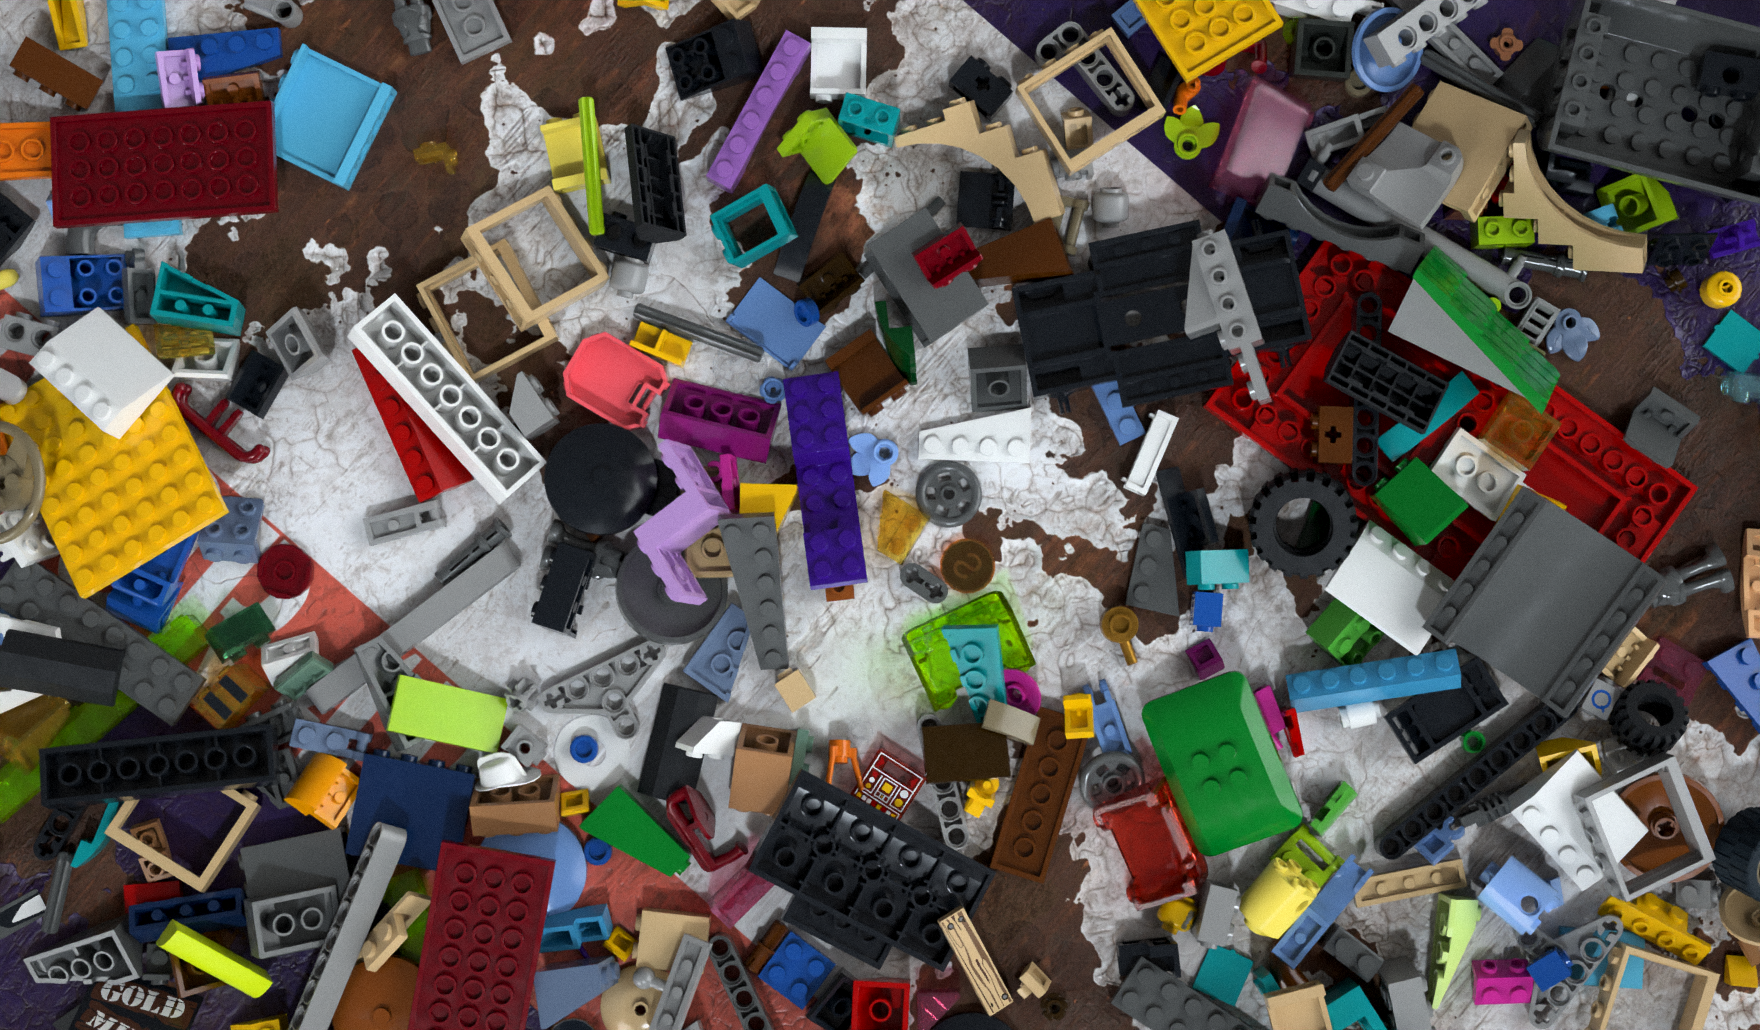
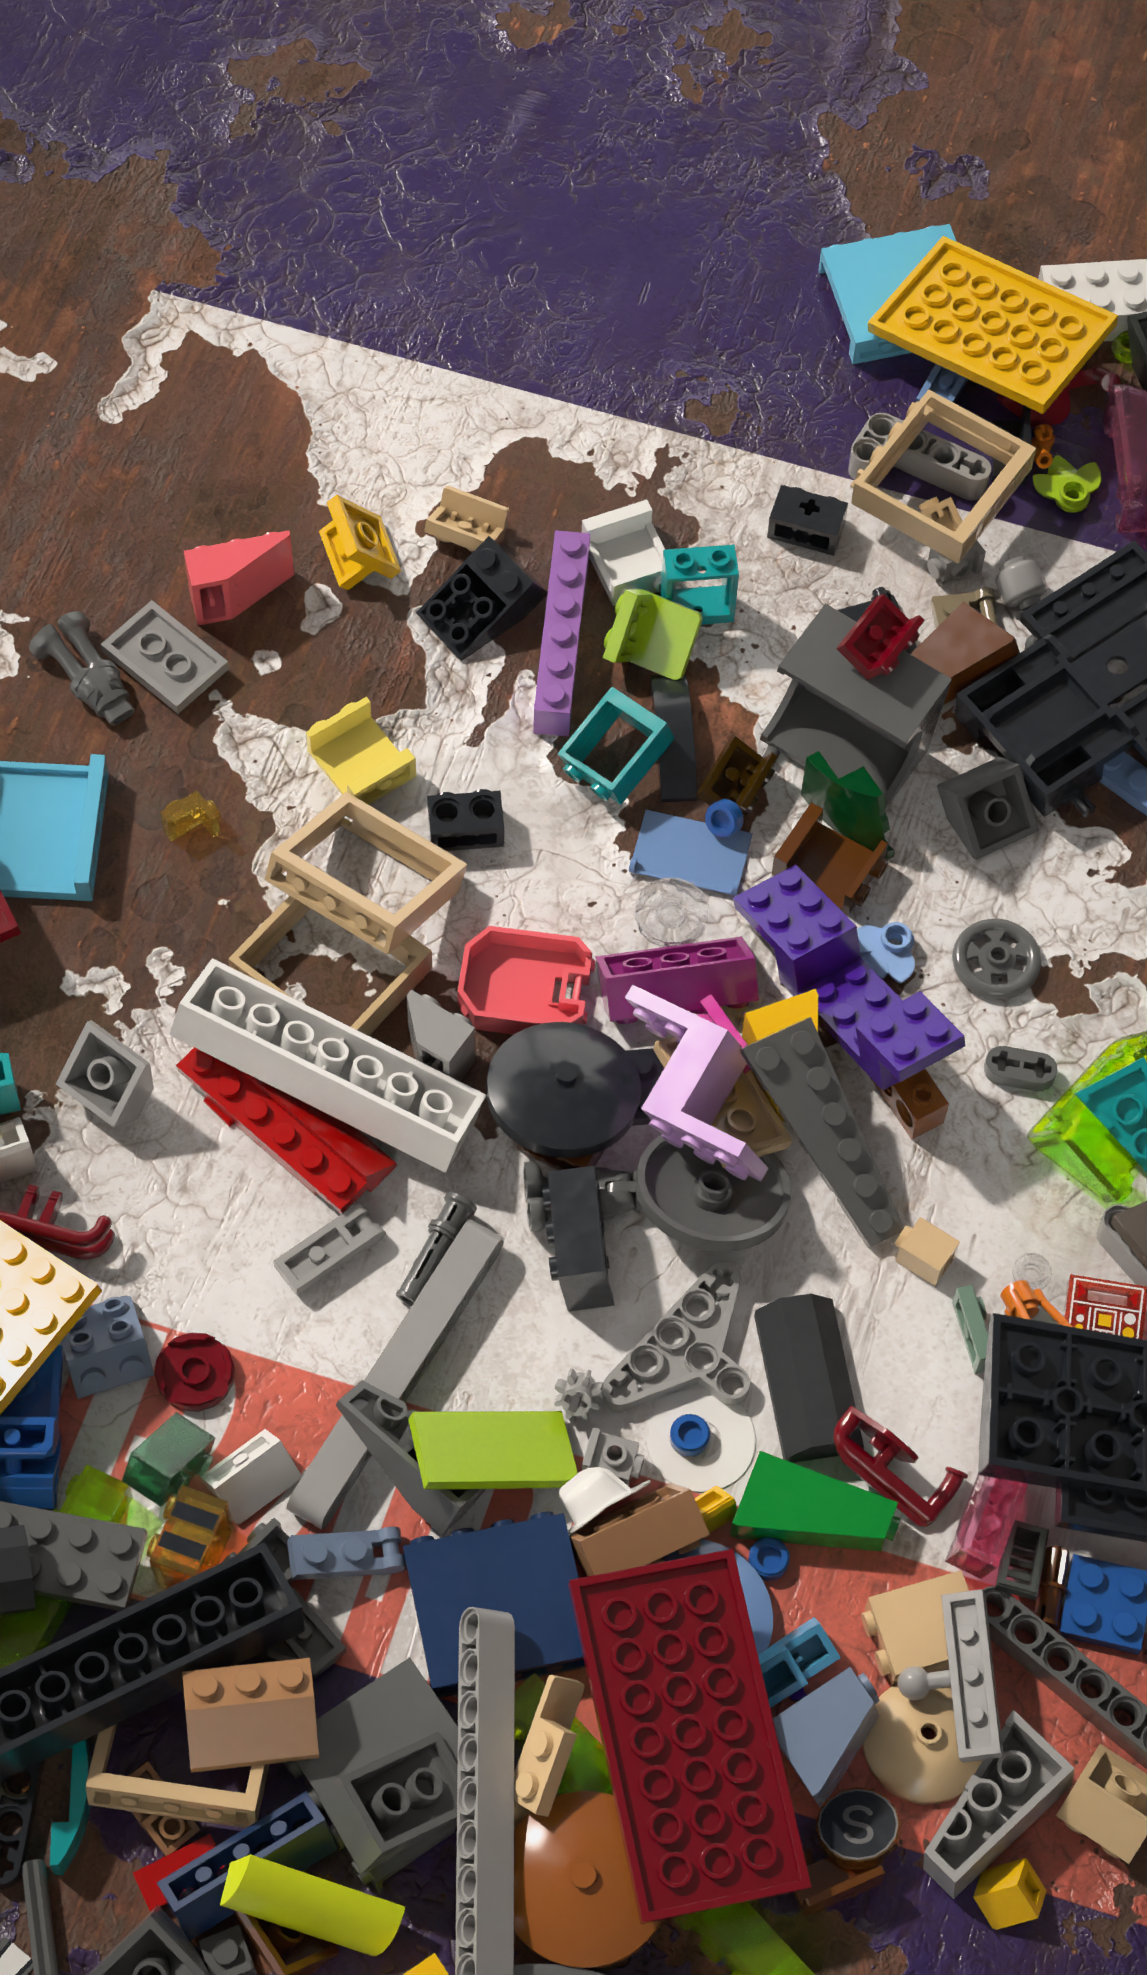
camera: 25 degrees left, 25 degrees down
(219, 832) = (250, 1715): none -> medium nougat slope
(257, 384) = (68, 1154): black bracket -> none
(303, 675) = (275, 1482): sand green plate -> none
(324, 790) = (367, 1616): light orange brick -> none
(591, 166) = (391, 748): lime axle -> none
(620, 943) = (859, 1662): yellow slope -> none
(629, 277) = (489, 859): light grey head -> none
(655, 185) = (475, 743): black piece -> none
(661, 344) = (568, 920): yellow panel -> none
(698, 332) = (603, 889): dark grey axle -> none
(712, 737) = (853, 1343): white slope -> none
(720, 653) = (809, 1245): sand blue wing -> none
(761, 768) = (936, 1363): medium nougat slope -> none
(765, 390) = (727, 913): medium blue plate -> none
(768, 910) = (1028, 1537): none -> pearl dark grey slope
(899, 527) = (965, 1007): clear yellow wing -> none
(963, 129) = (812, 558): tan arch -> none
(967, 565) = (1063, 1028): clear orange tile -> none
(986, 439) = (1006, 883): white wing -> none

